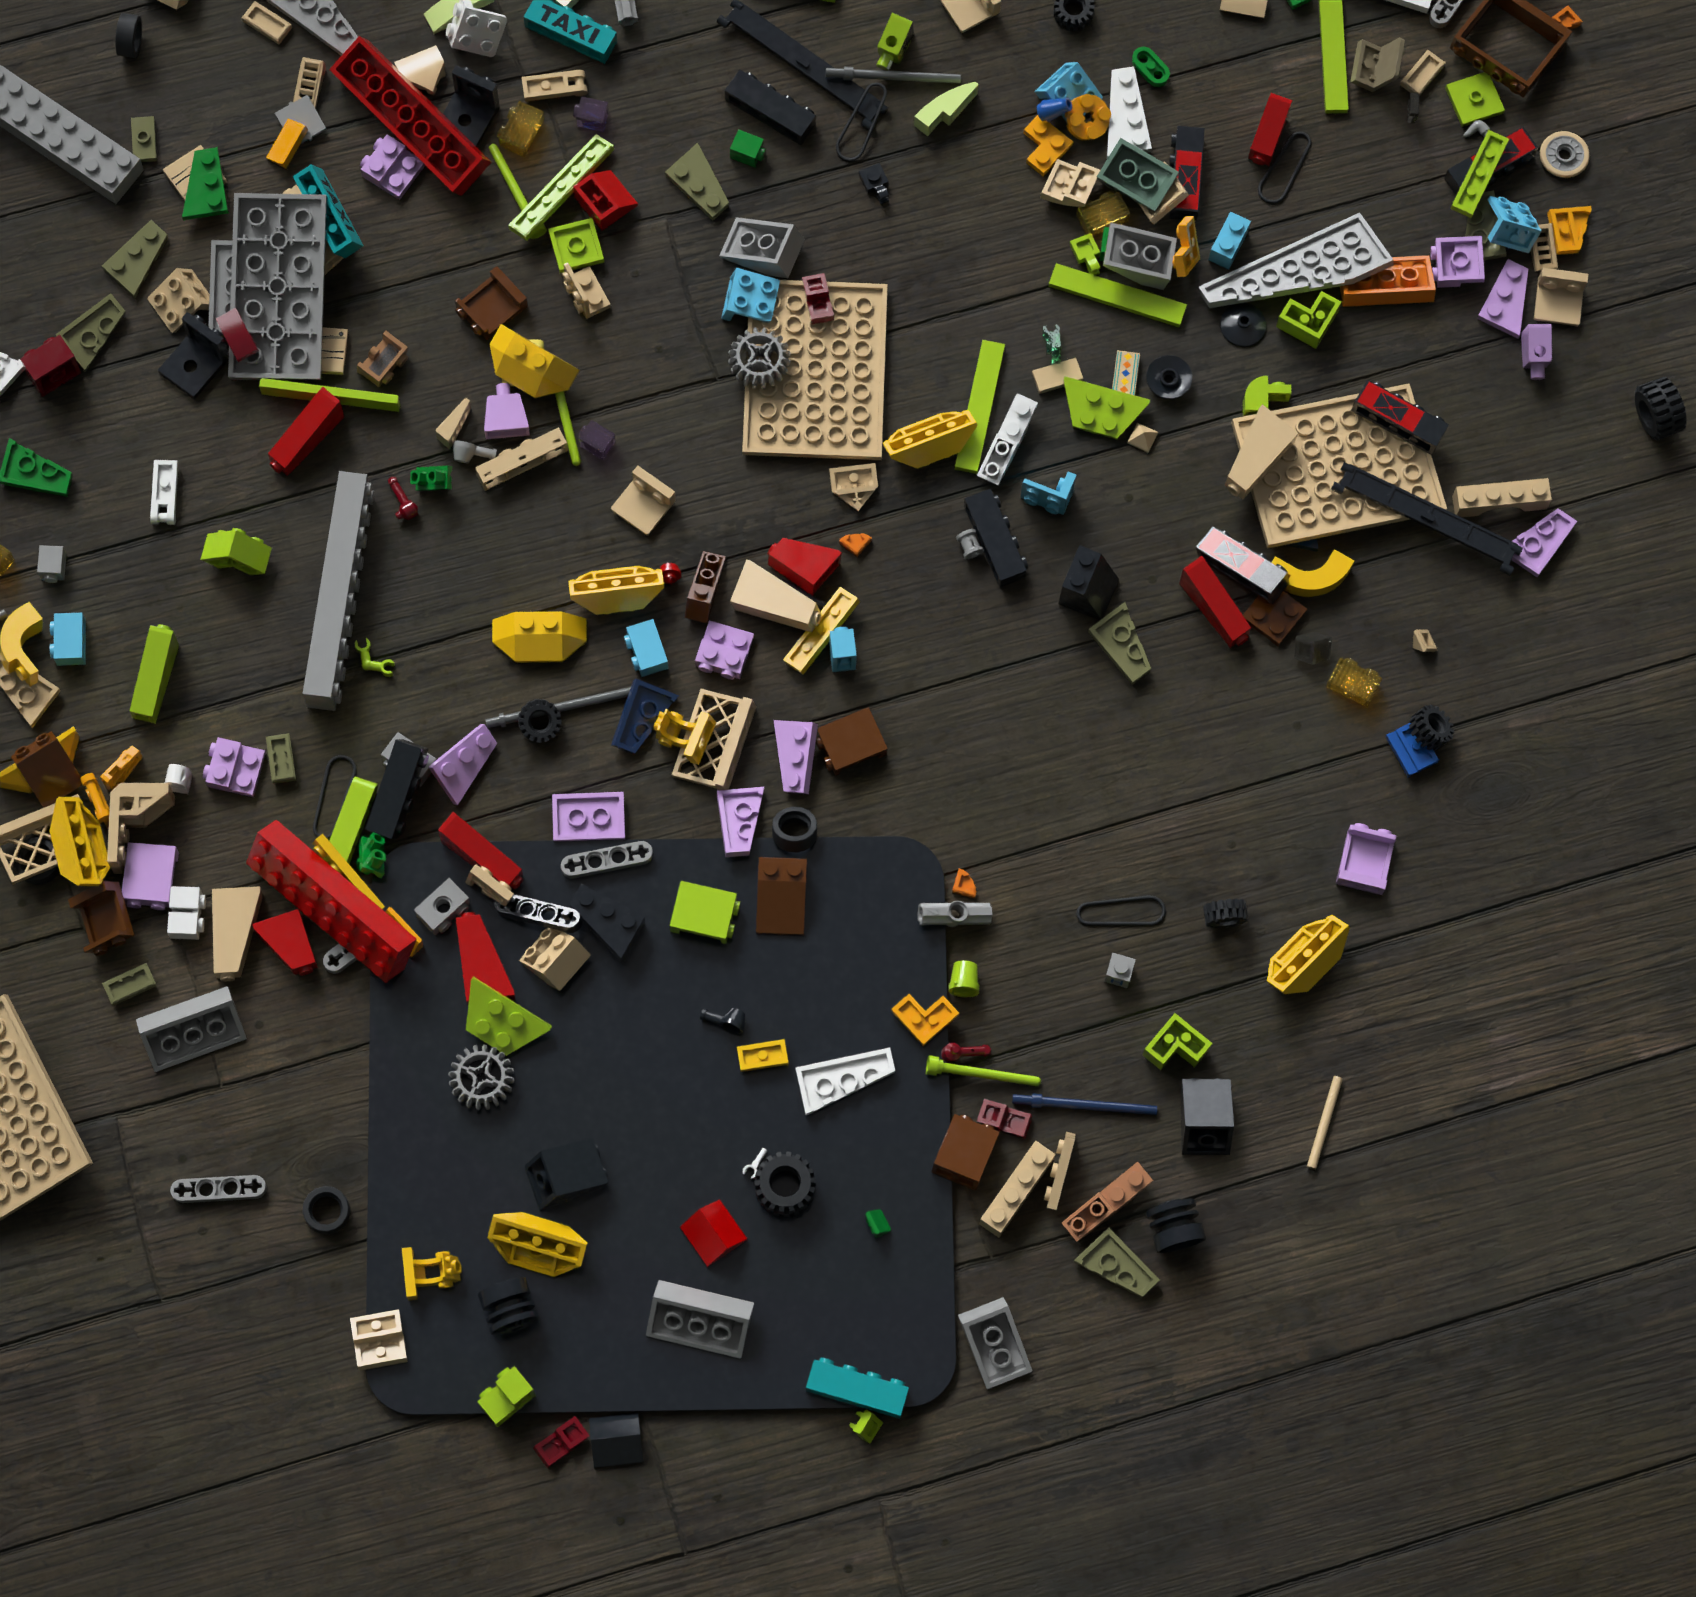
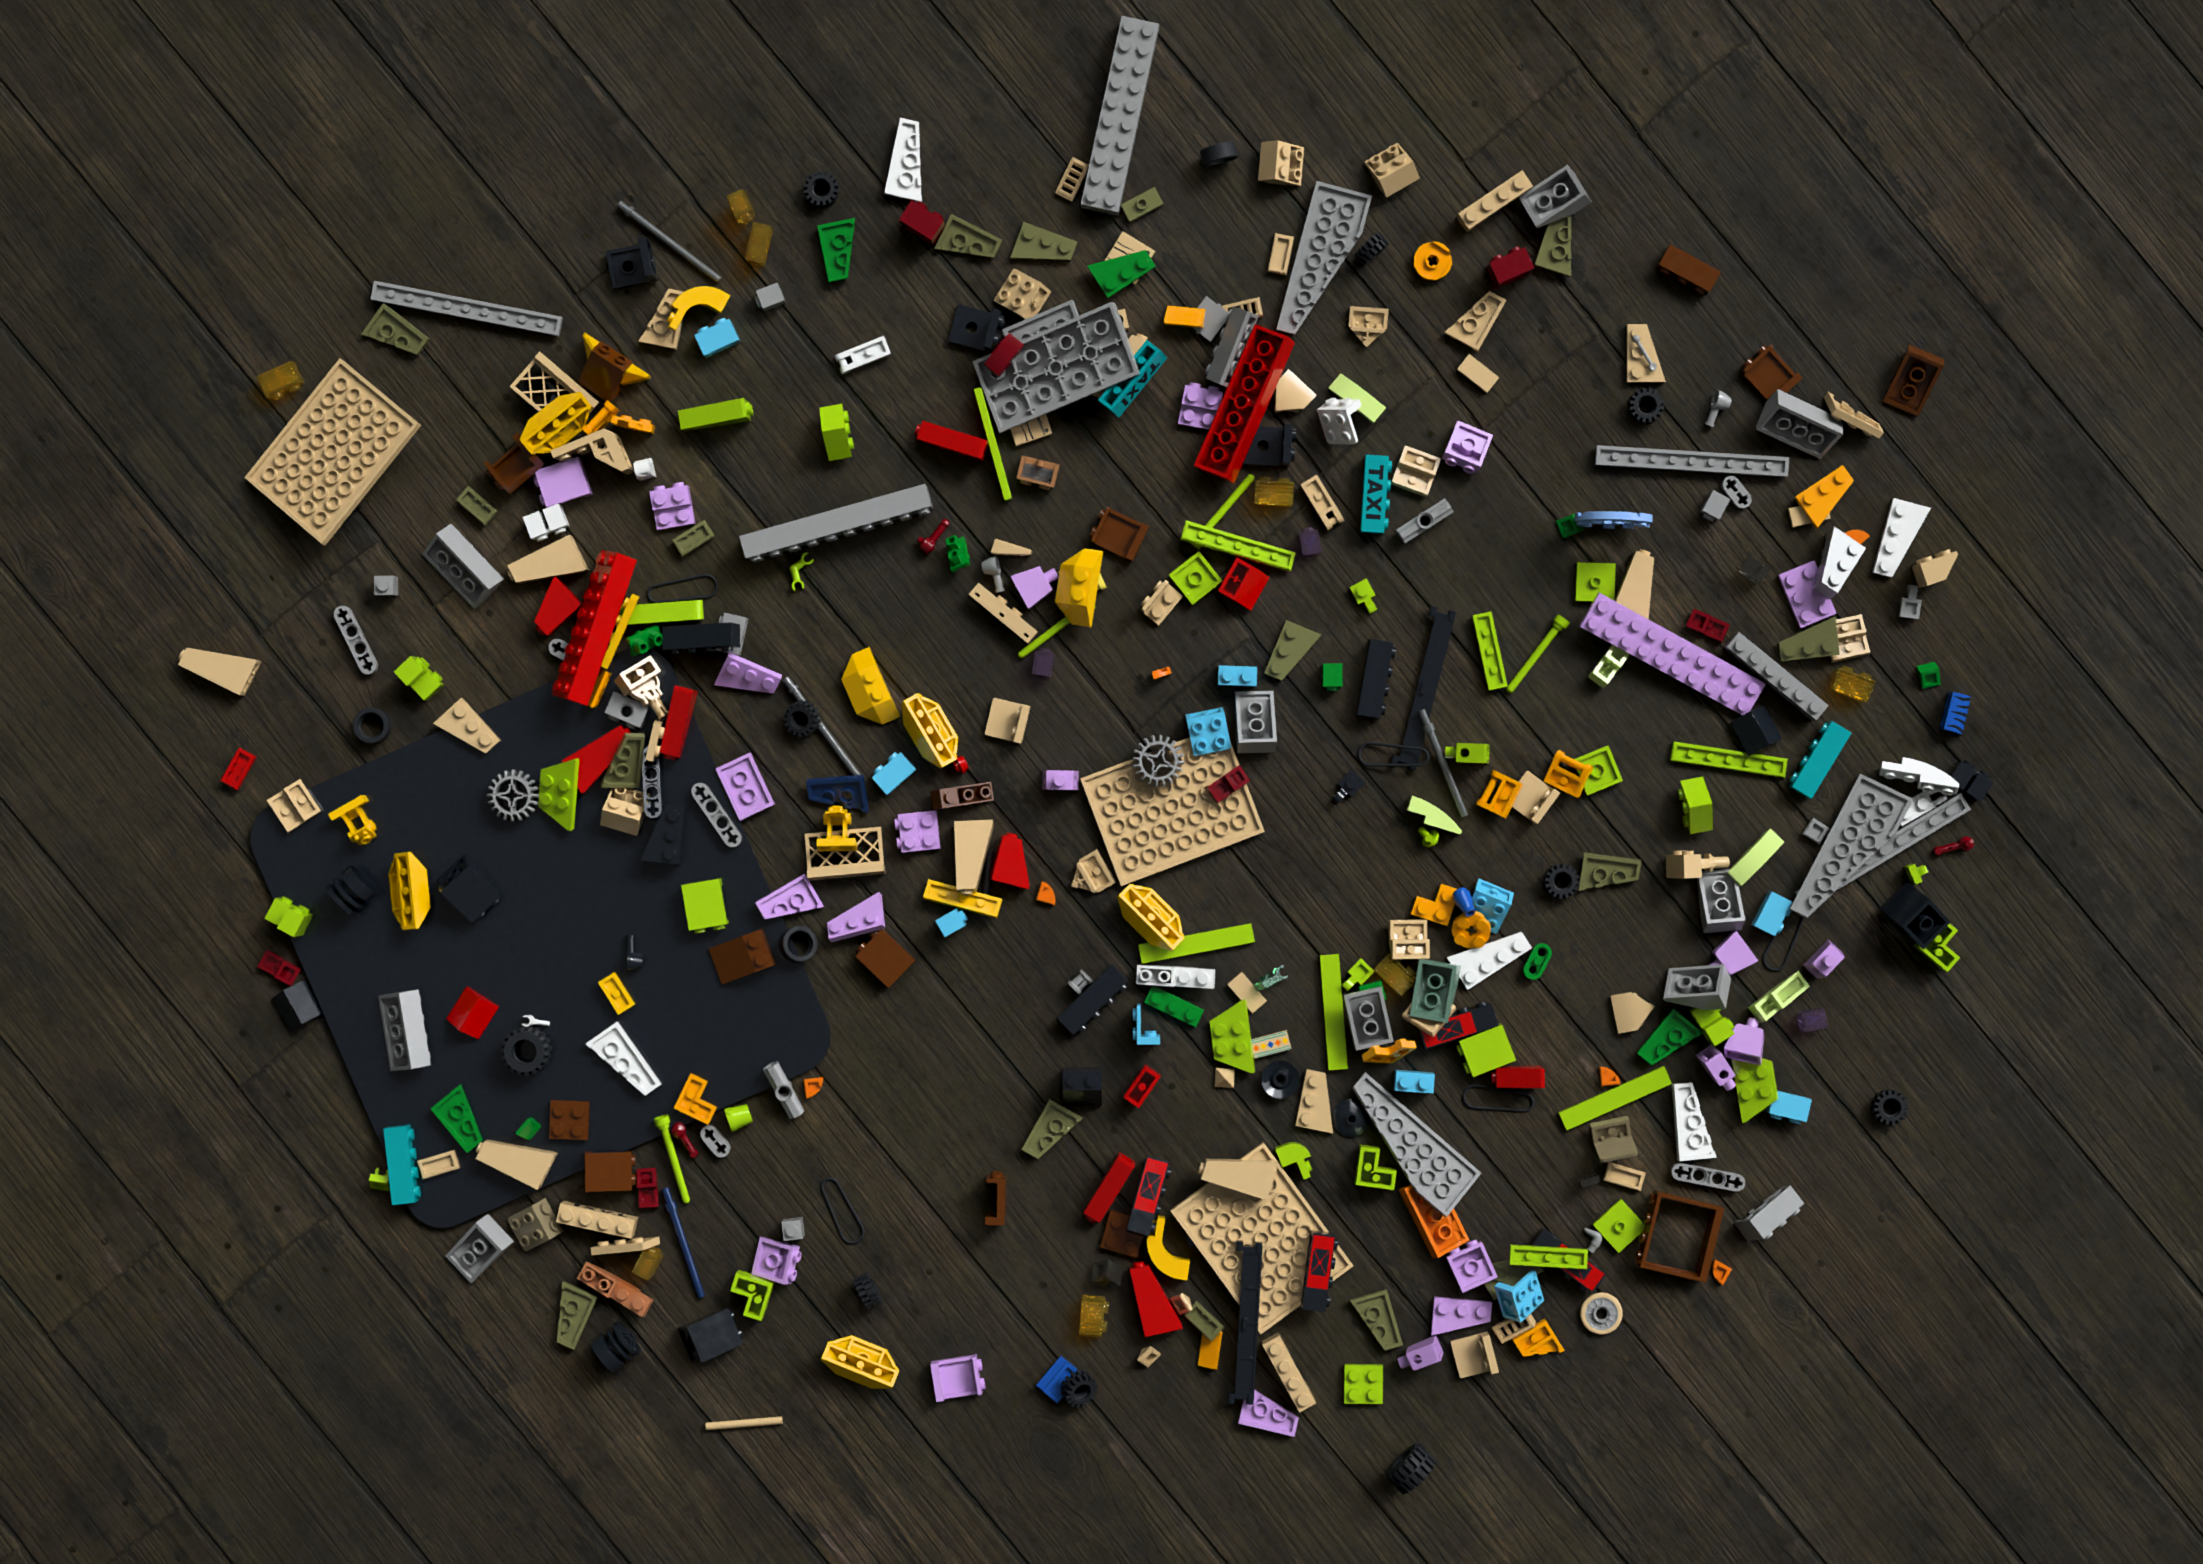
camera: 75 degrees right, 15 degrees up
(72, 185) = (1066, 176): none -> tan slope
(172, 1124) = (386, 585): none -> light grey brick
(178, 1359) = (225, 670): none -> tan slope
(297, 1129) = (415, 673): none -> lime brick
(305, 1389) = (238, 768): none -> red plate
(342, 103) = (1231, 345): none -> light grey slope
(378, 1097) = (468, 726): none -> tan wing
(422, 872) = (643, 685): none -> tan brick
(502, 928) = (626, 763): none -> olive wing
(663, 324) = (1161, 672): none -> orange tile
(672, 83) = (1363, 593): none -> lime plate
(703, 244) = (1237, 676): none -> medium azure brick
(734, 470) = (1060, 780): none -> lavender torso
(829, 1300) = (458, 1118): none -> green wing
(875, 1347) = (438, 1164): none -> tan tile
(886, 1172) = (569, 1119): none -> reddish brown plate
(911, 1249) = (518, 1161): none -> tan slope
(957, 26) = (1504, 797): none -> light orange plate
(969, 122) = (1429, 838): none -> lime plate
(979, 1013) = (719, 1138): none -> light grey beam
(994, 1267) = (535, 1225): none -> dark tan bracket
(1040, 457) = (1174, 1006): none -> green plate
(1092, 1147) = (648, 1263): none -> clear yellow brick
(1115, 522) = (1142, 1086): none -> red brick
(1149, 1004) = (776, 1261): none -> lavender plate
(1179, 723) = (1000, 1217): none -> reddish brown panel
(1211, 355) = (1314, 1103): none -> tan wing
(1226, 155) = (1485, 1051): none -> lime panel
(1307, 47) = (1608, 1077): none -> orange tile
(1363, 611) = (1153, 1304): none -> red slope
(1378, 582) = (1181, 1303): none -> slope
(1408, 564) = (1204, 1321): none -> olive plate
(1441, 572) = (1209, 1352): none -> light orange slope
(1479, 380) = (1379, 1317): none -> olive wing
(1546, 428) = (1363, 1383): none -> lime plate

